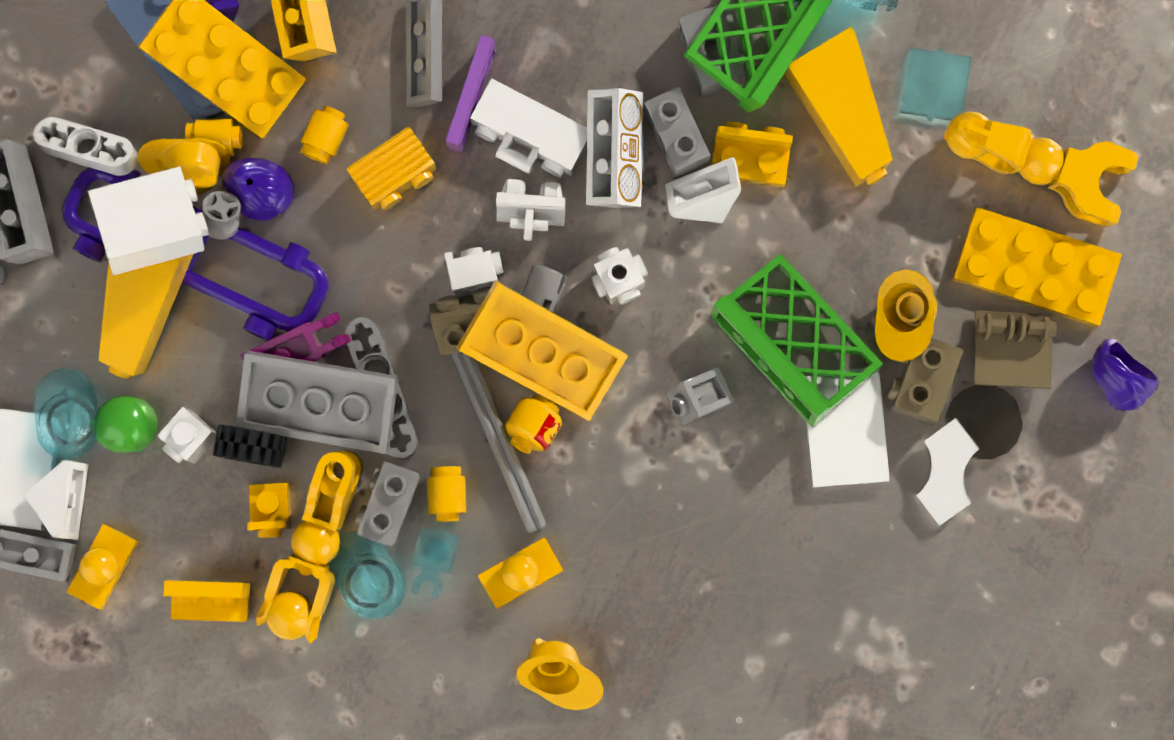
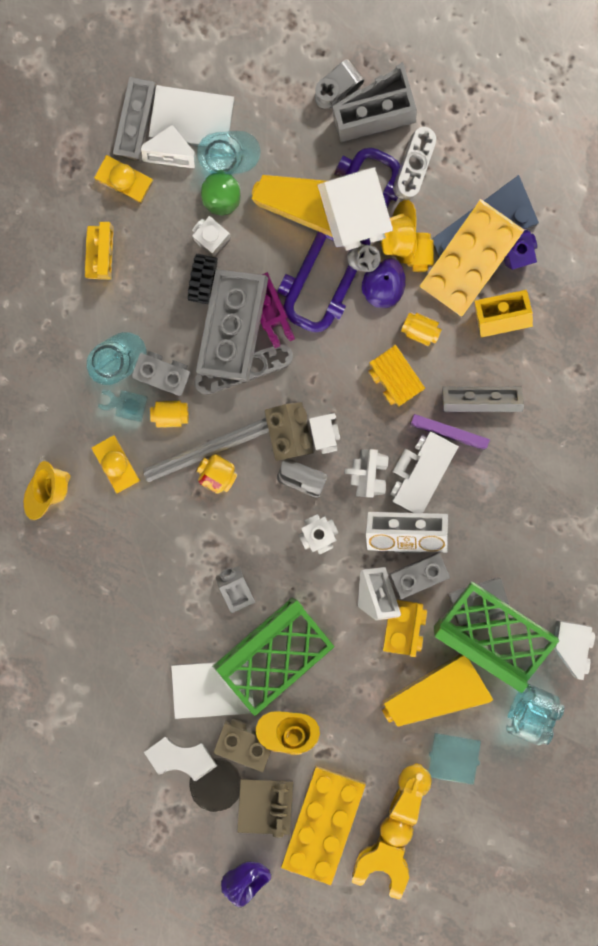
camera: 90 degrees right, 5 degrees up
(269, 509) = (161, 292): yellow bracket -> none
(313, 546) = (133, 323): yellow piece -> none
(541, 351) = (265, 480): yellow plate -> none

